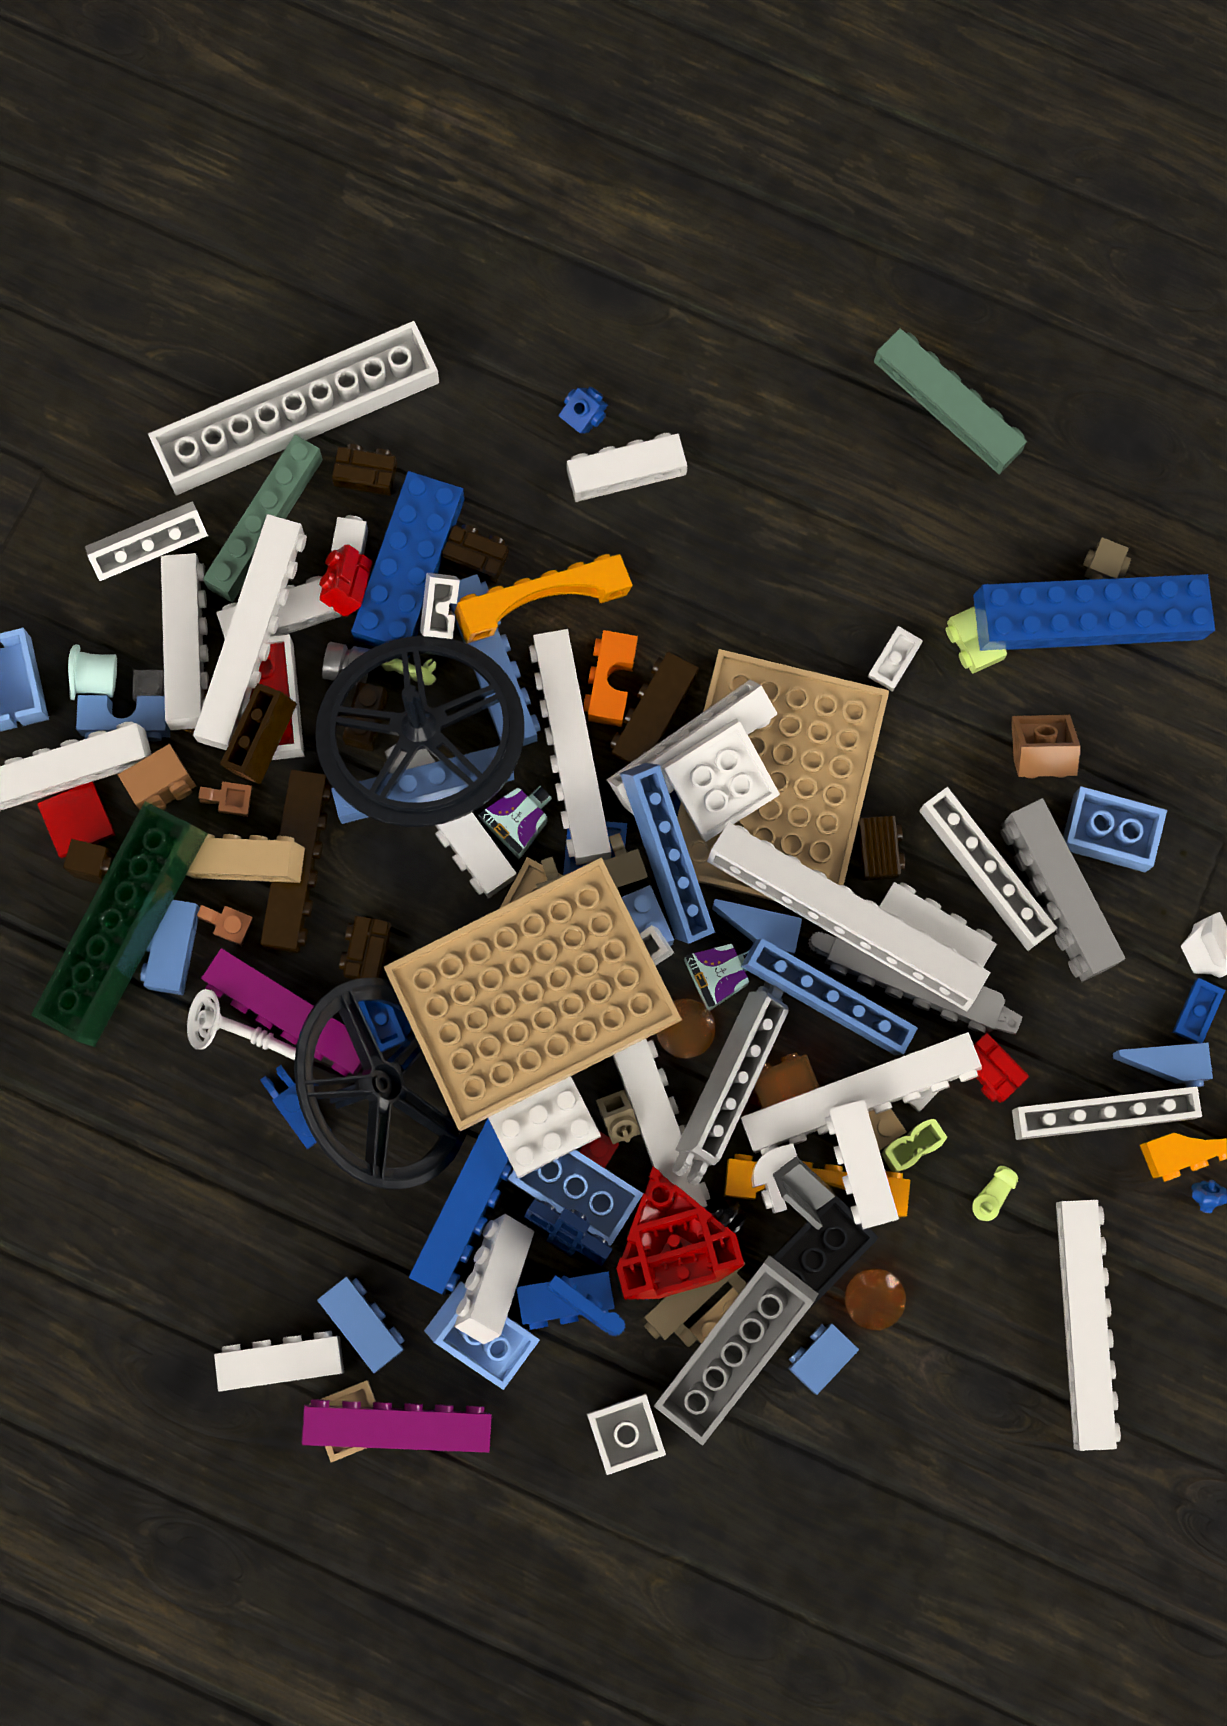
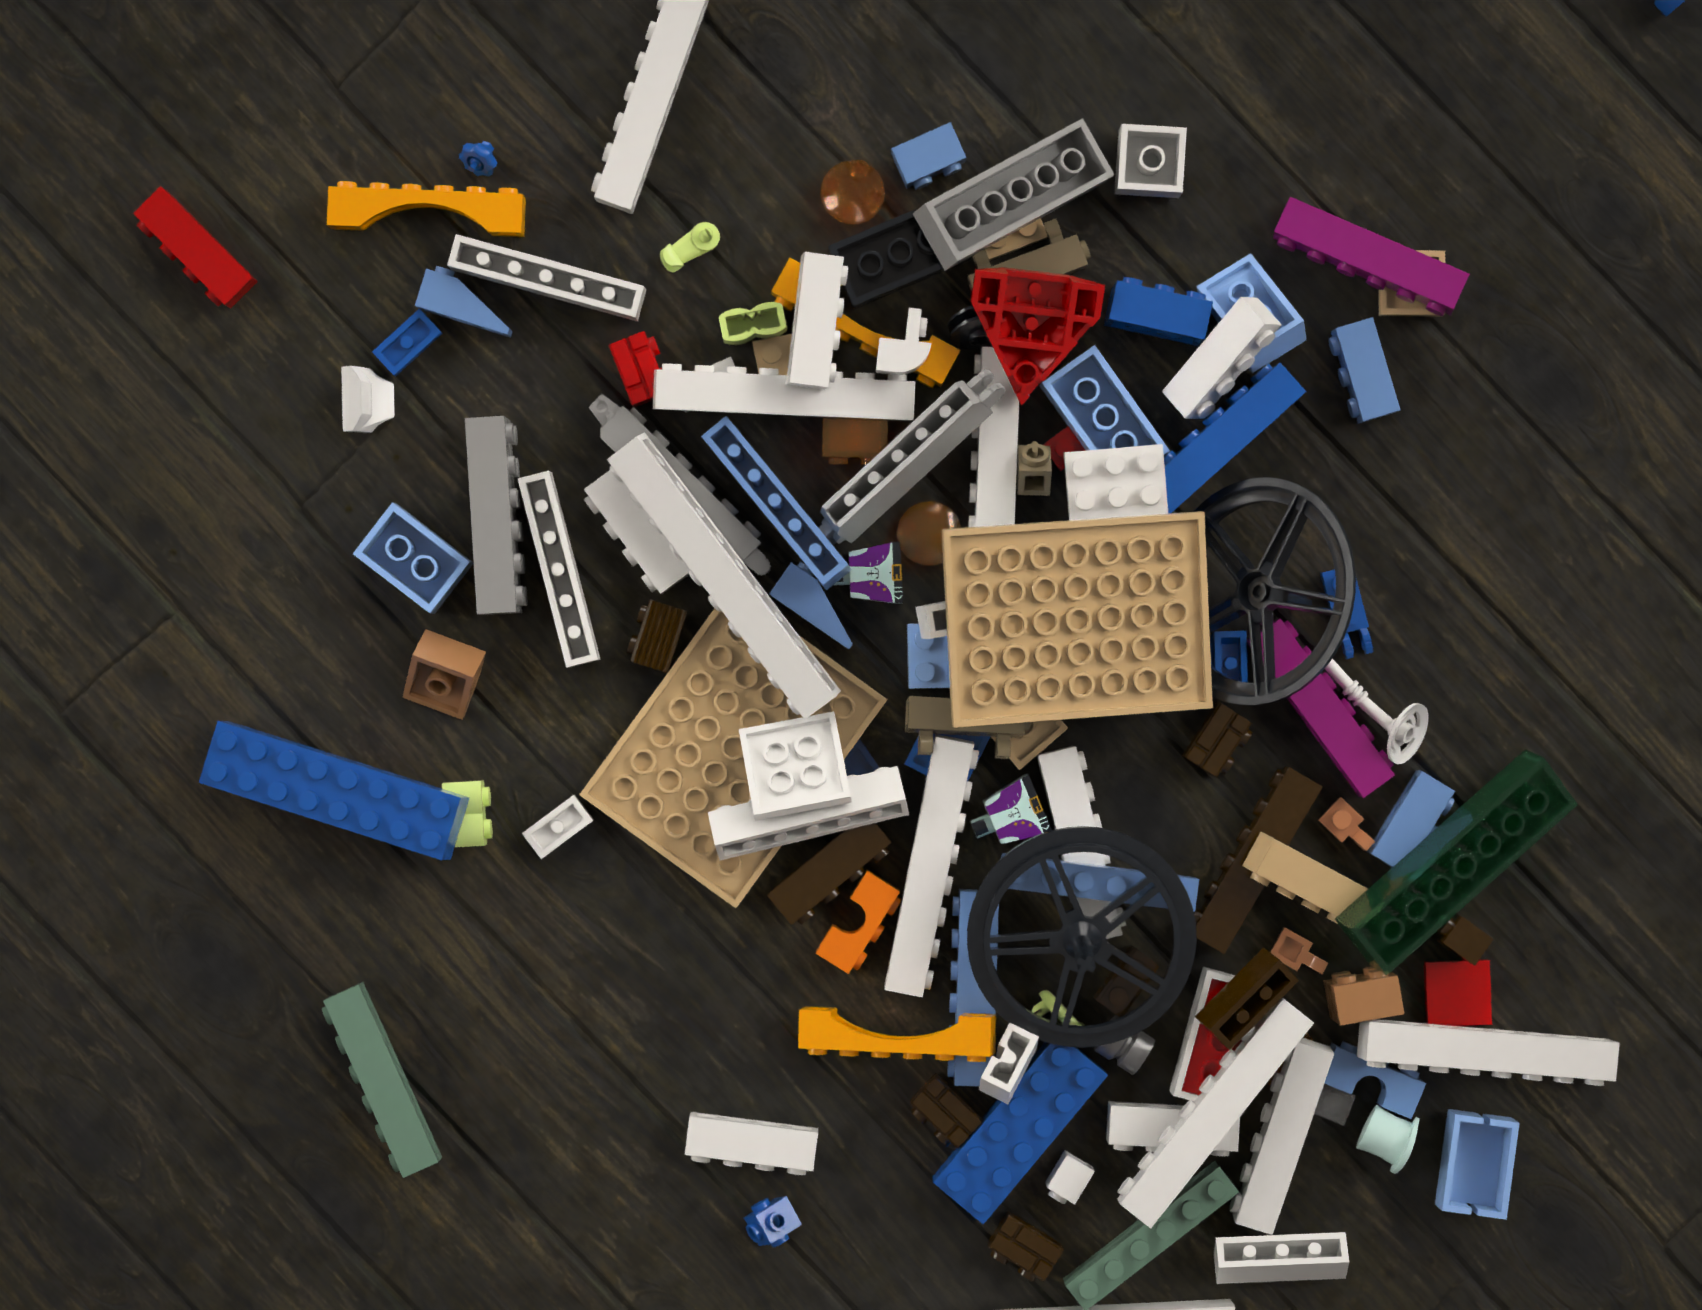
camera: 155 degrees left, 10 degrees up
(278, 1363) = (1459, 366): white brick -> none
(345, 580) = (1093, 1132): red brick -> none
(568, 1231) = (1130, 374): dark blue plate -> none
(587, 1307) = (1143, 290): blue hinge -> none
(667, 852) = (880, 712): medium blue brick -> none
(803, 1189) = (886, 319): dark grey panel -> none
(1107, 561) = (295, 839): dark tan brick -> none

